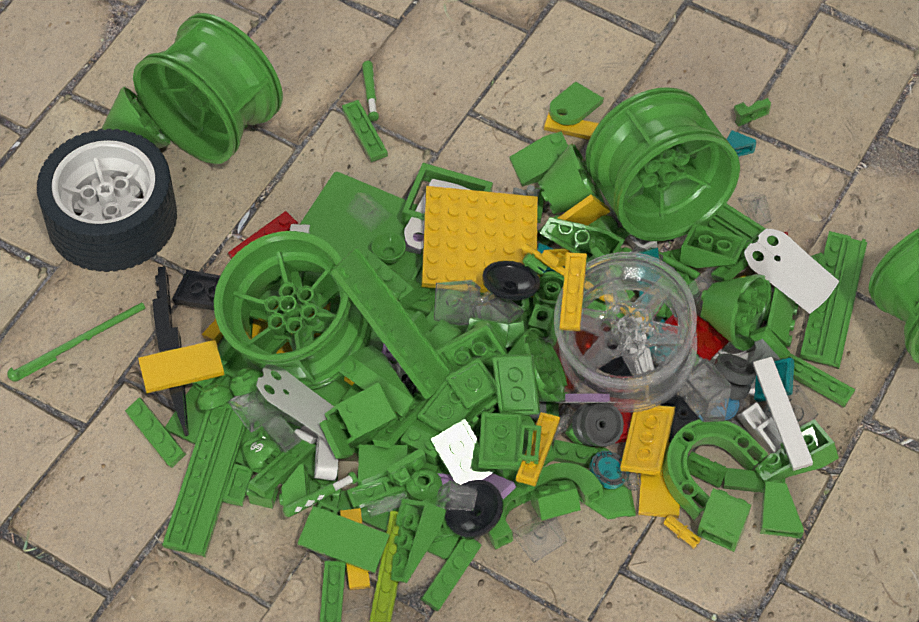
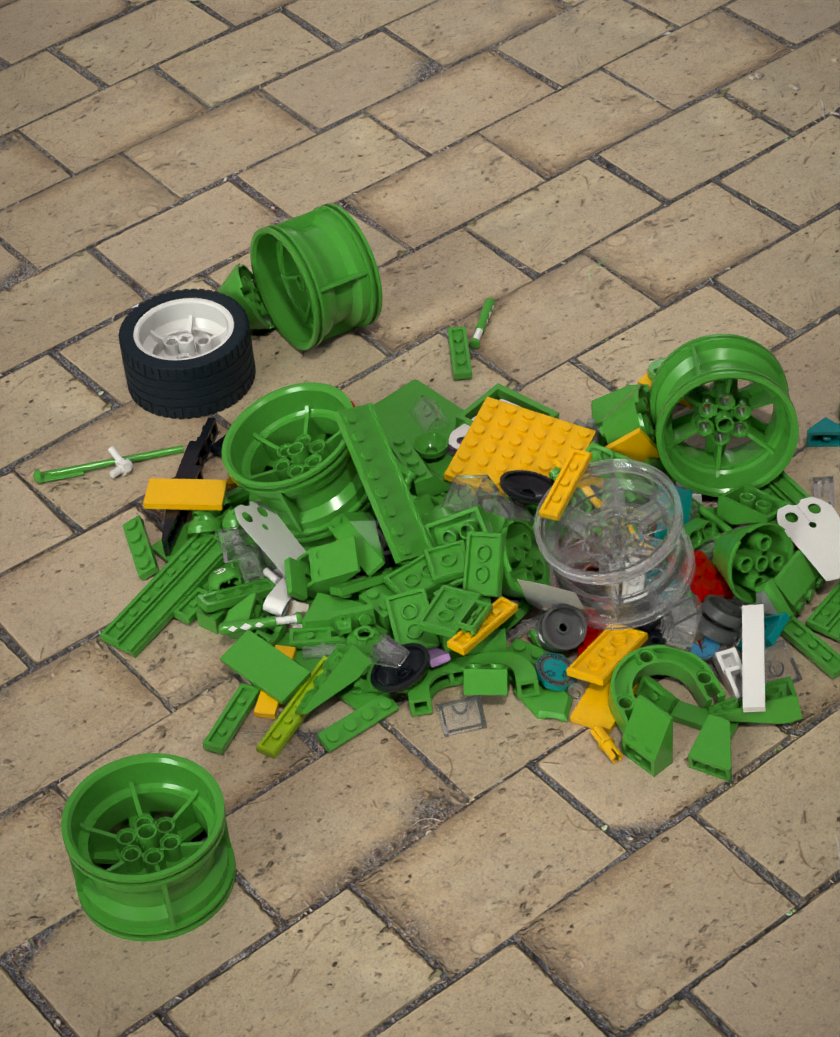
camera: 25 degrees right, 15 degrees down
(94, 342) = (123, 466): none -> white piece

